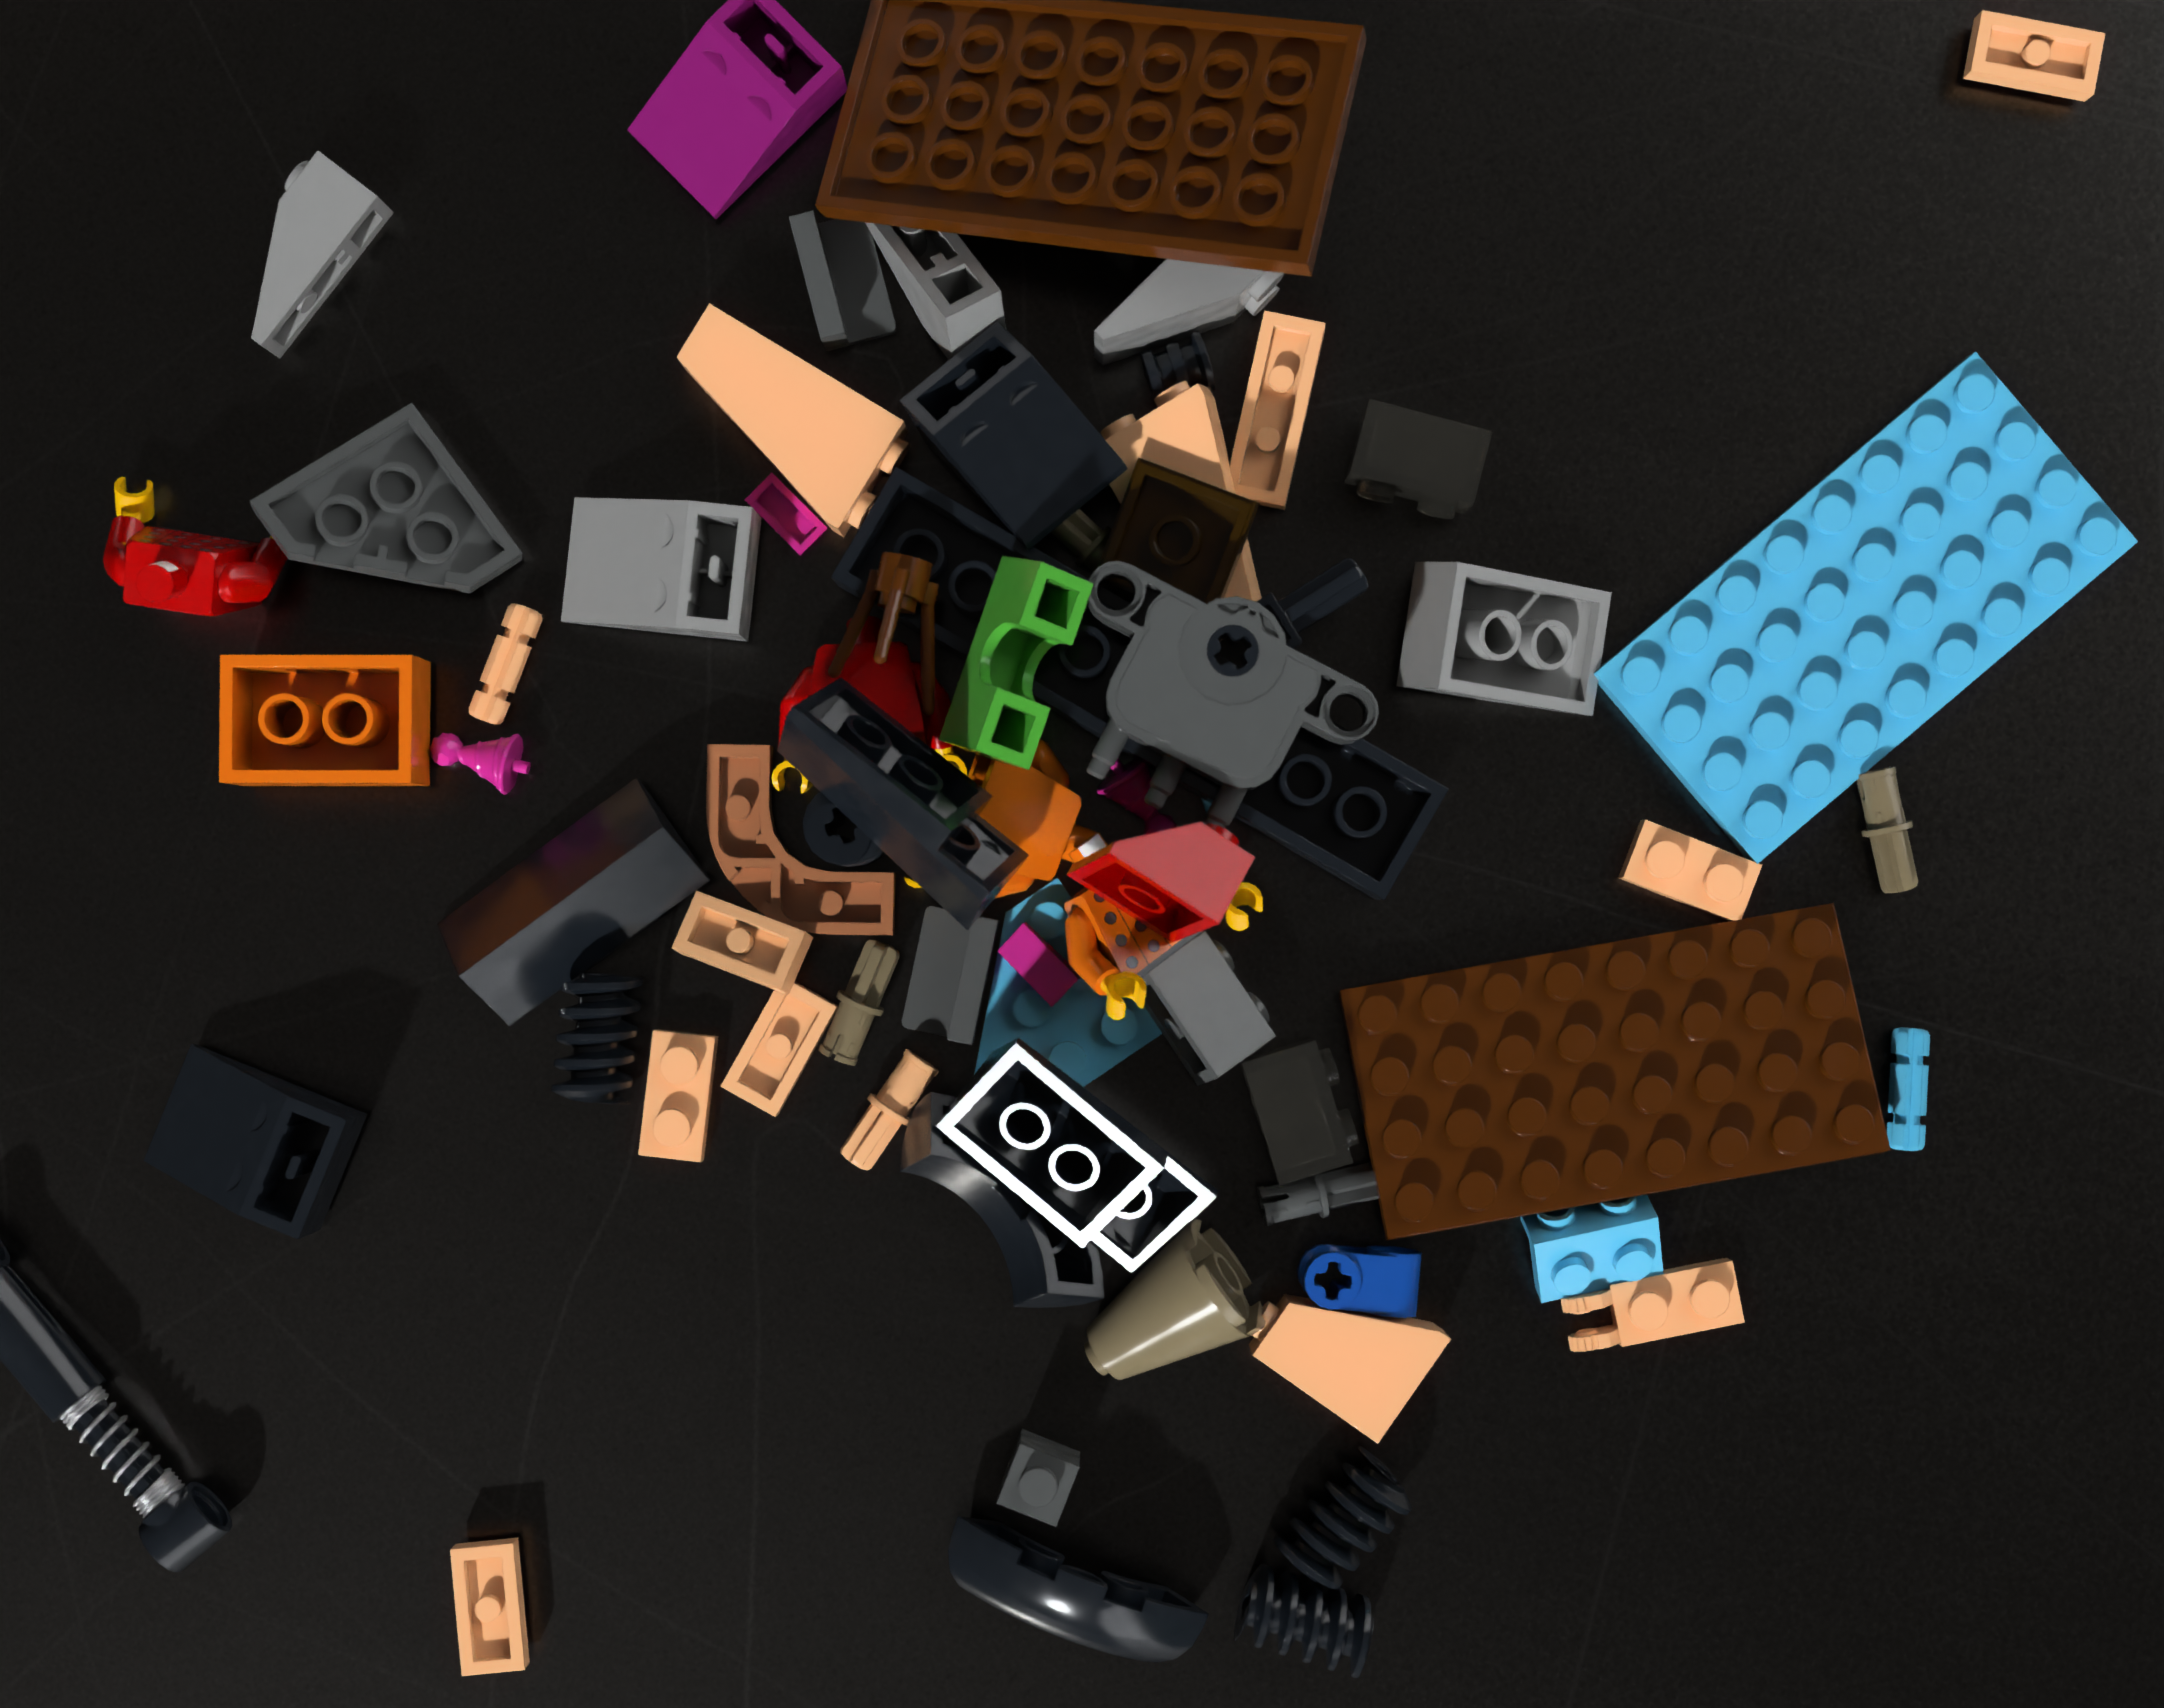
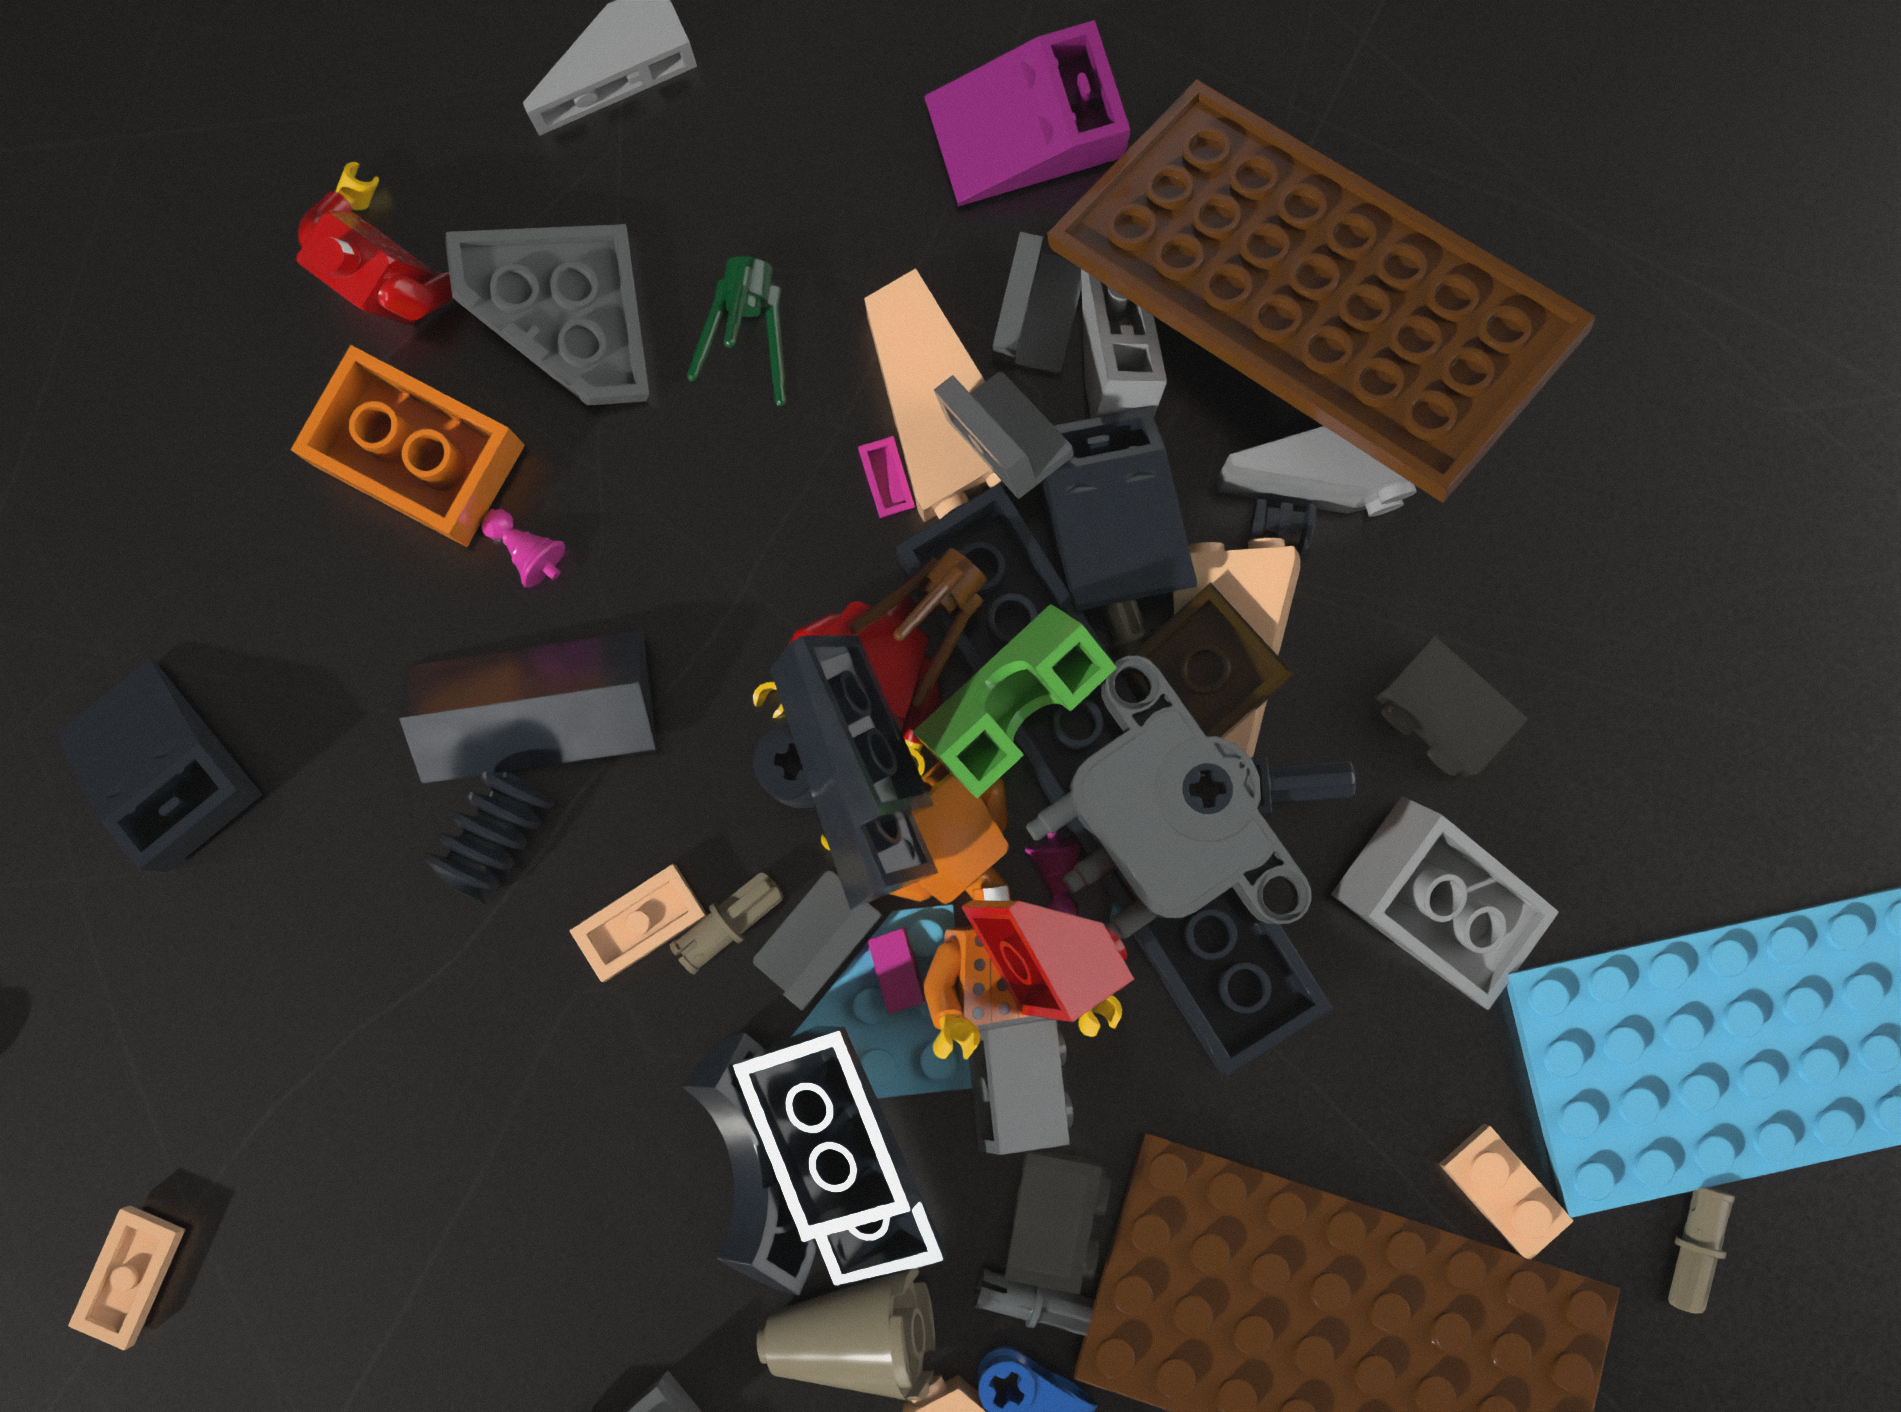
camera: 30 degrees right, 5 degrees down
(505, 664) = (585, 479): light nougat axle -> none
(558, 409) = (743, 293): none -> dark green plant
(662, 566) = (760, 466): light grey slope -> none
(678, 1095) = (530, 919): light nougat plate -> none
(742, 942) = (655, 817): light nougat plate -> none
(764, 870) = (708, 768): nougat plate -> none
(875, 415) = (1005, 431): none -> dark grey panel
(888, 1110) = (701, 1028): light nougat axle -> none
(1275, 408) = (1348, 602): light nougat plate -> none

